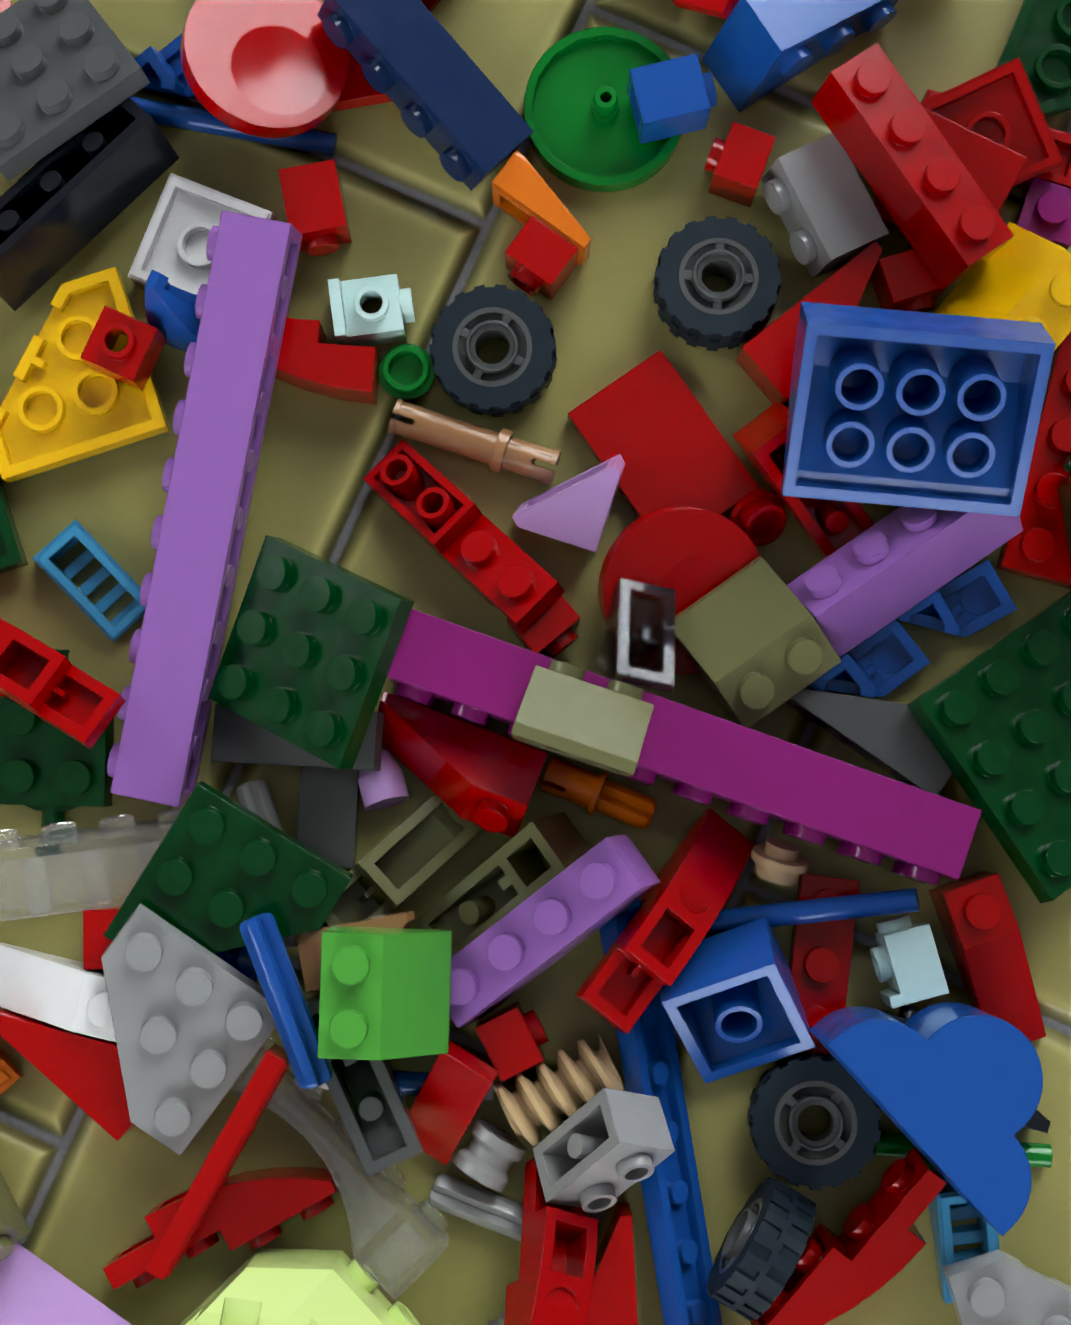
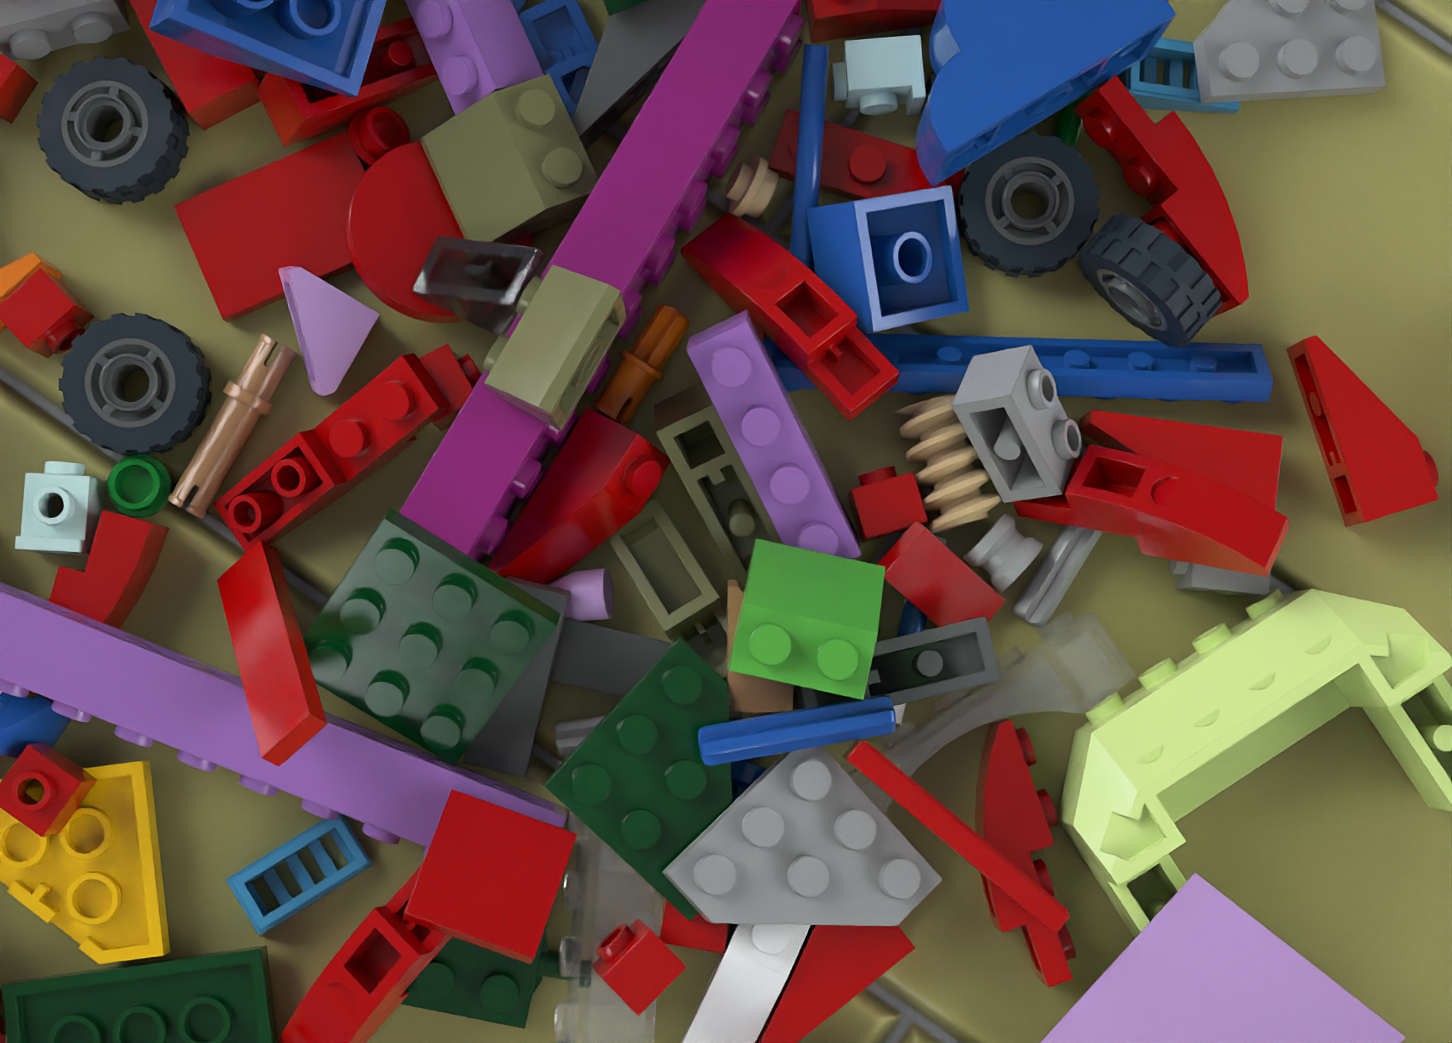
camera: 85 degrees left, 0 degrees up
(55, 896) = (636, 964): none -> red plate
(110, 753) = (490, 876): none -> red tile
(271, 521) = (270, 654): none -> red tile

